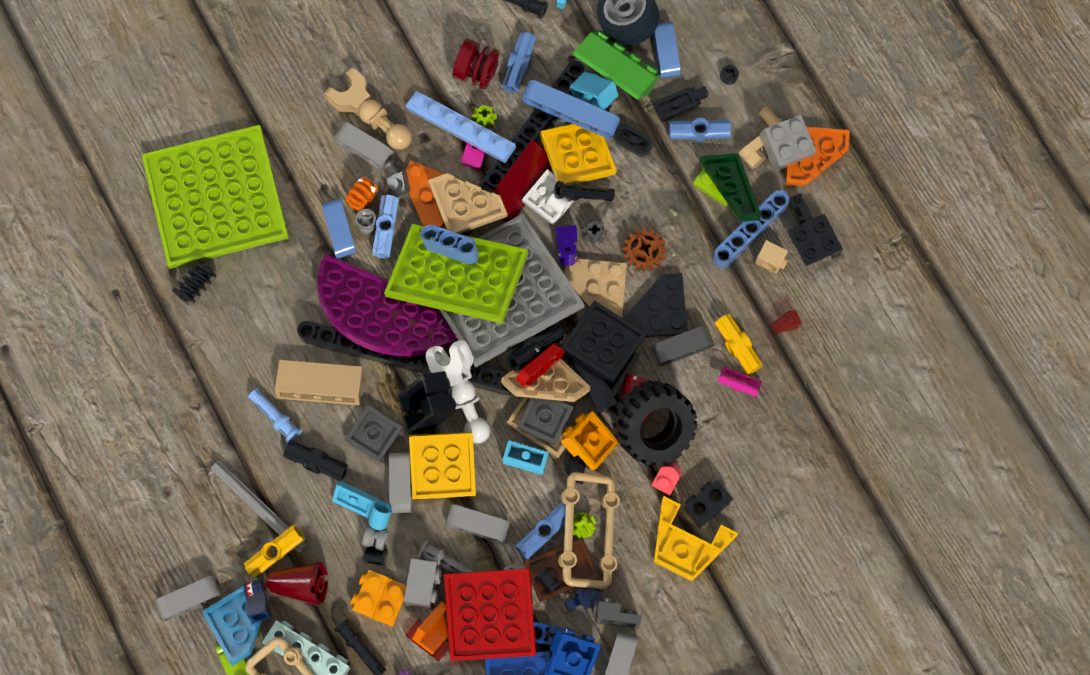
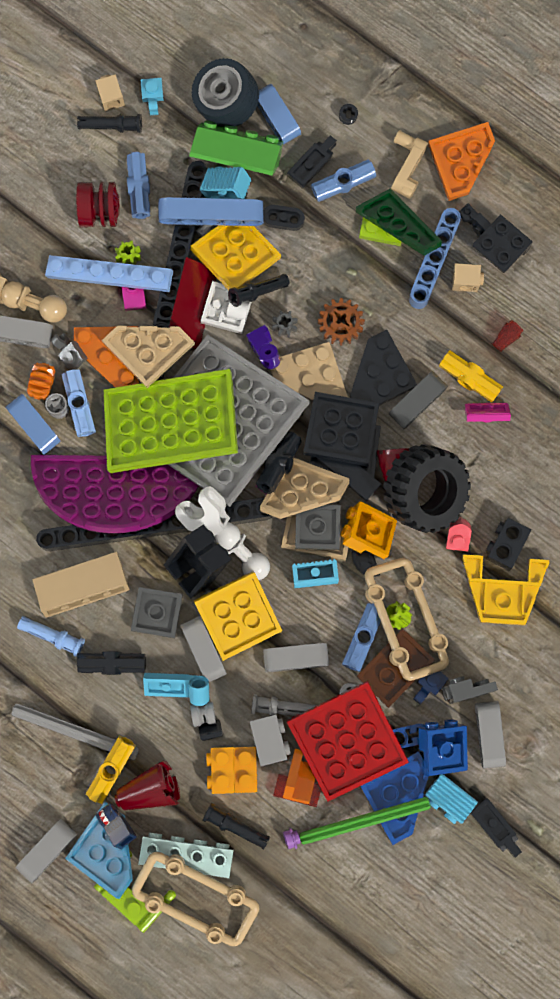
camera: 20 degrees left, 5 degrees up
(455, 251) = (160, 399): medium blue beam -> none
(540, 365) = (292, 478): red beam -> none
(547, 580) = (389, 684): black bush -> none
(787, 143) = (436, 159): light grey brick -> none

